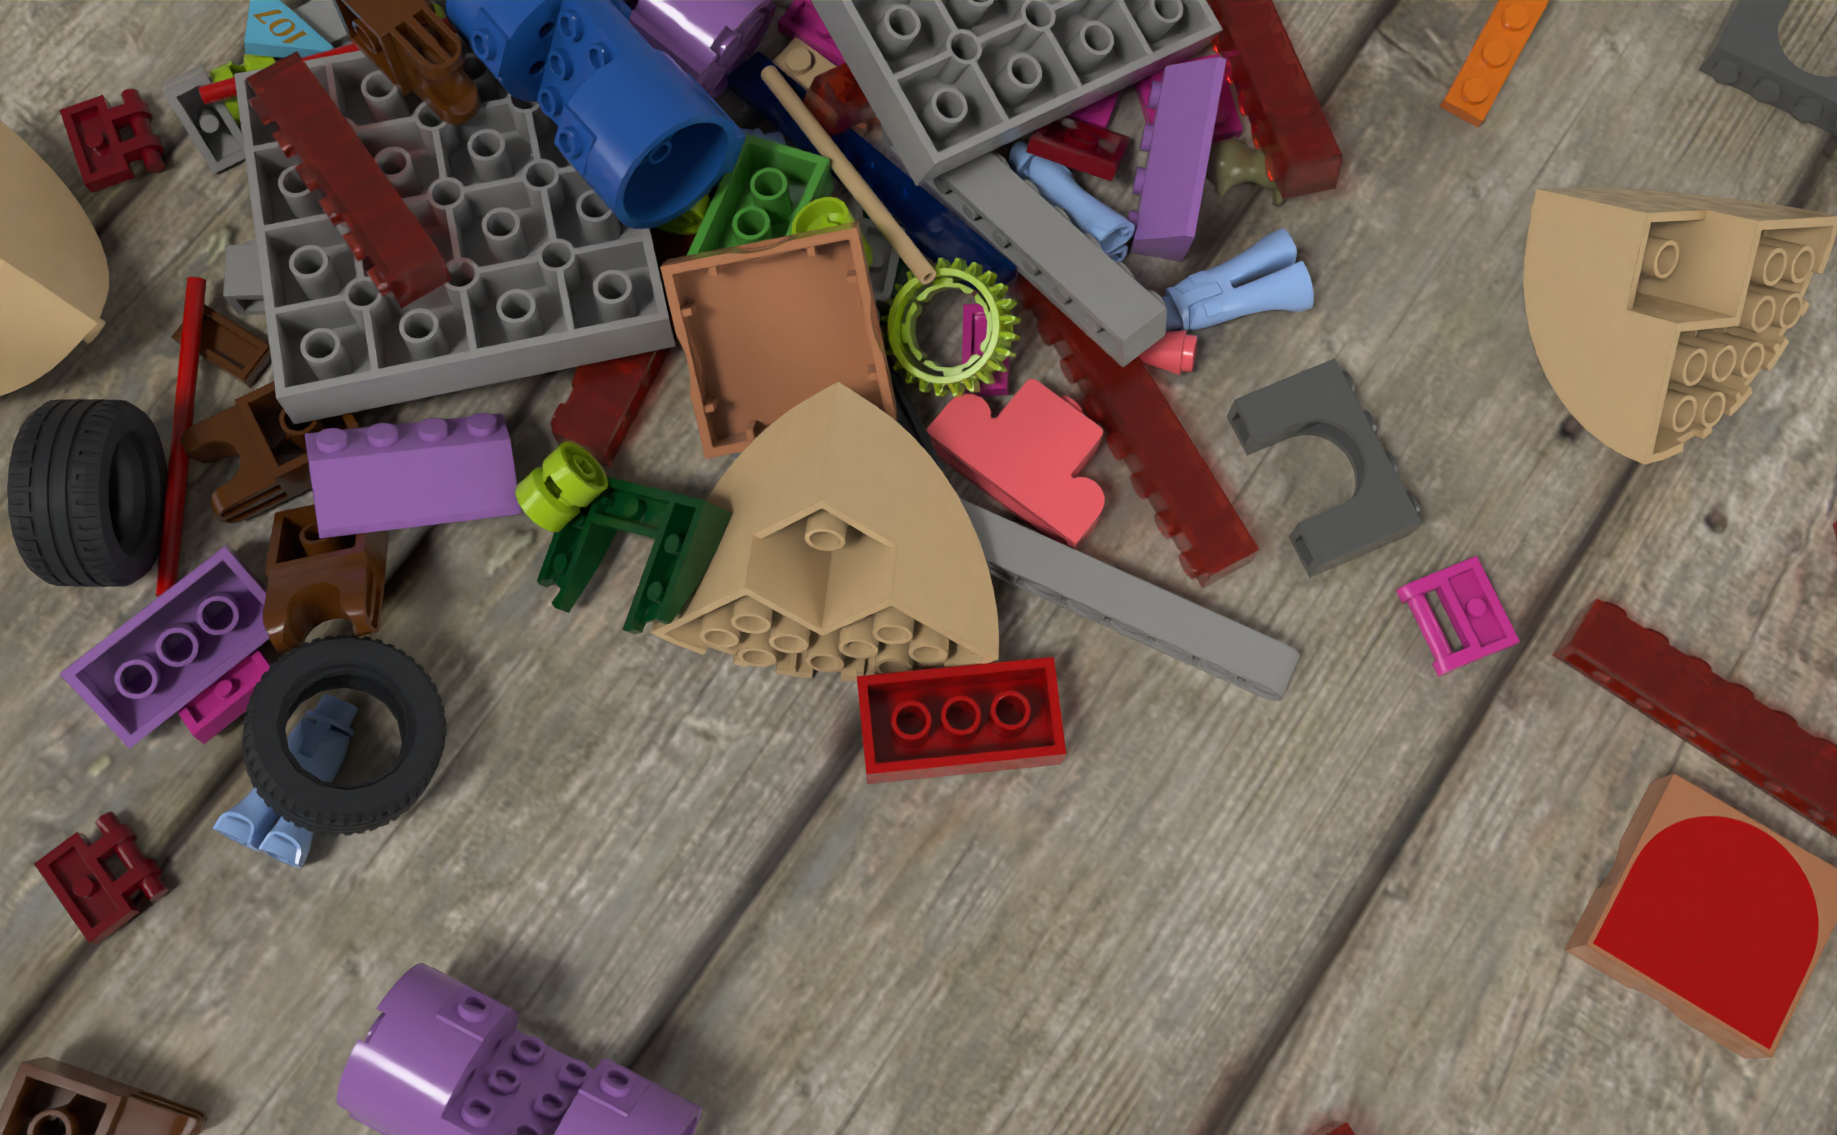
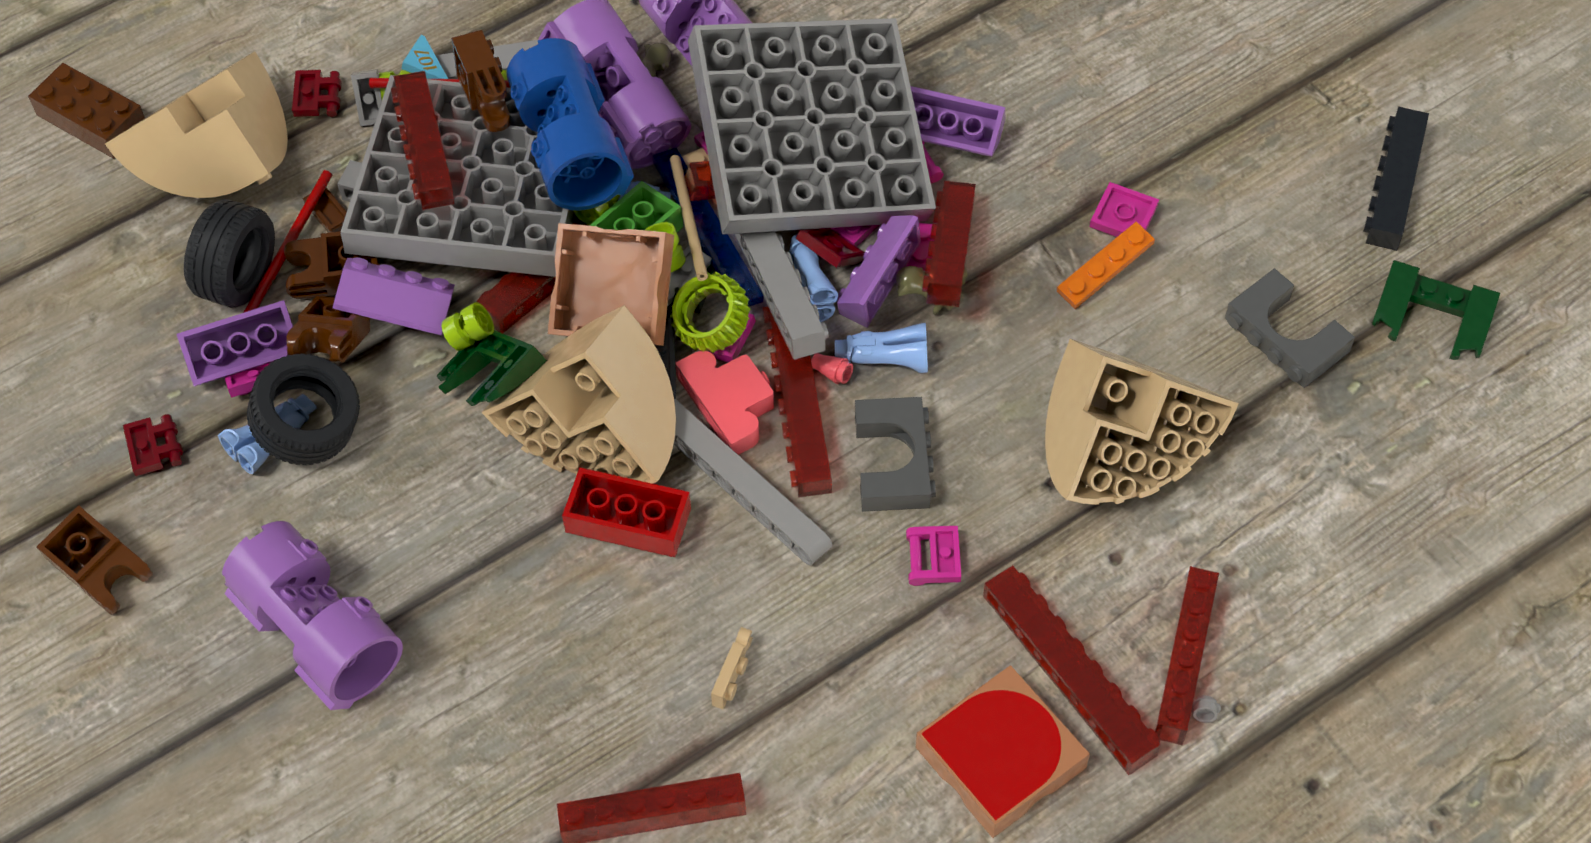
camera: 25 degrees right, 15 degrees down
(1240, 923) = (734, 664): none -> tan plate

